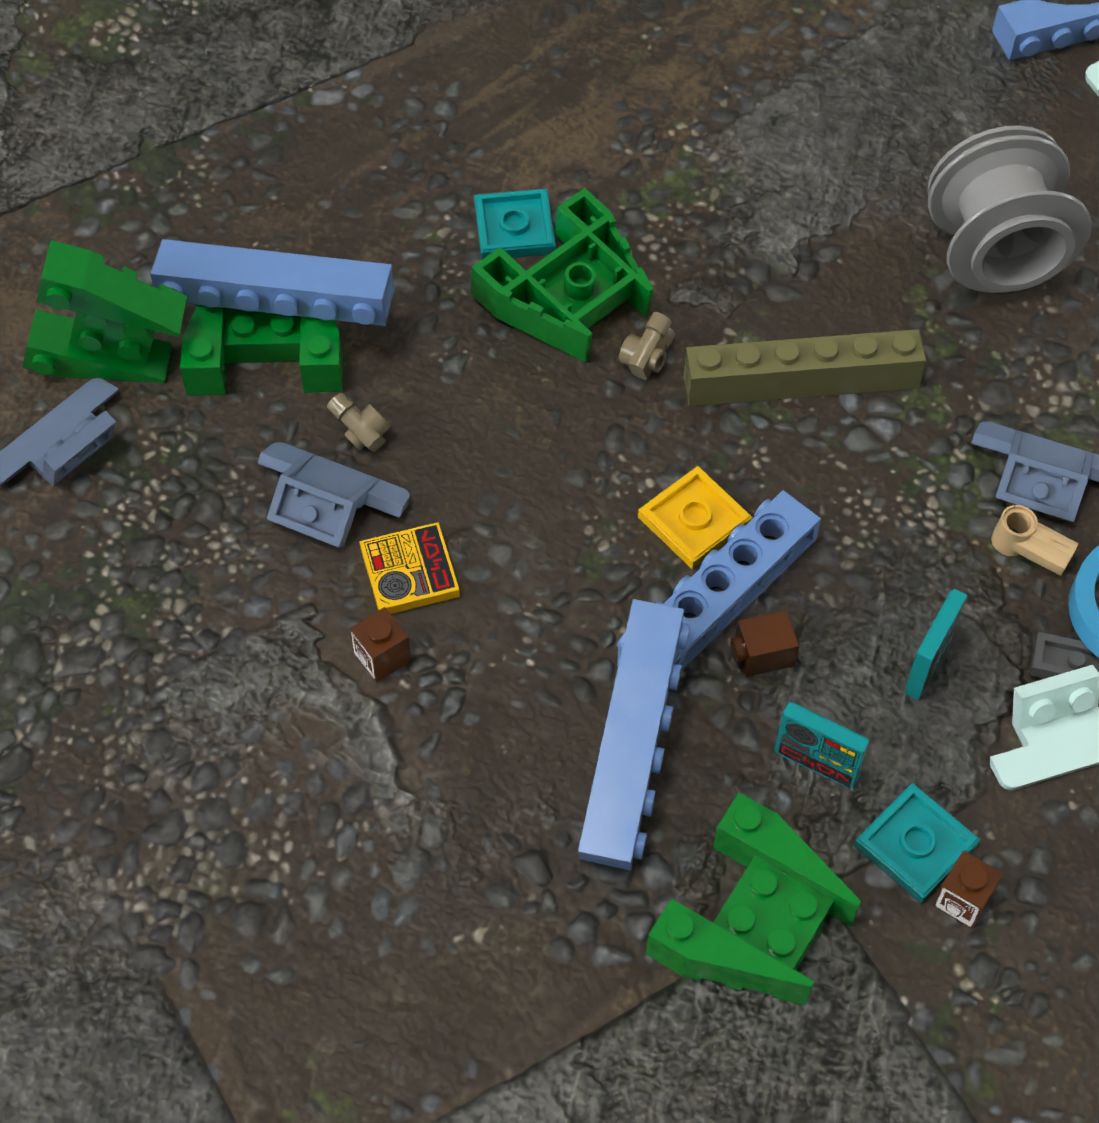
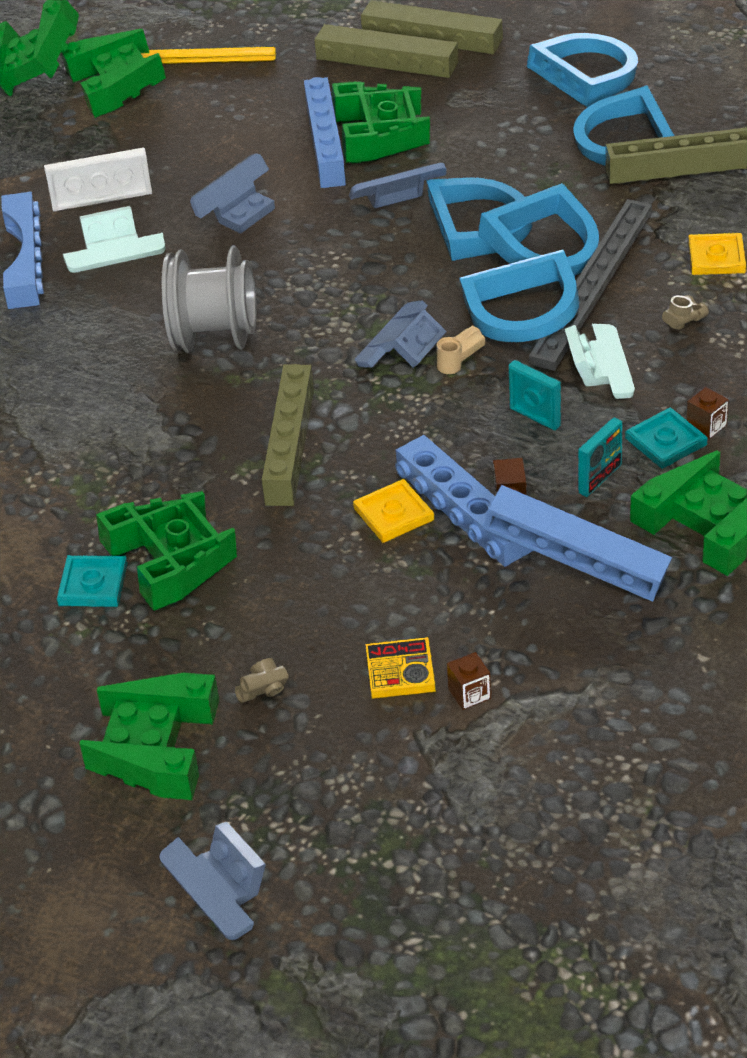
camera: 75 degrees left, 15 degrees down
(111, 324) = (132, 821): green wedge -> none
(276, 282) = (129, 699): medium blue brick -> none
(323, 495) = (326, 707): sand blue plate -> none
(649, 351) = (243, 514): dark tan plate -> none

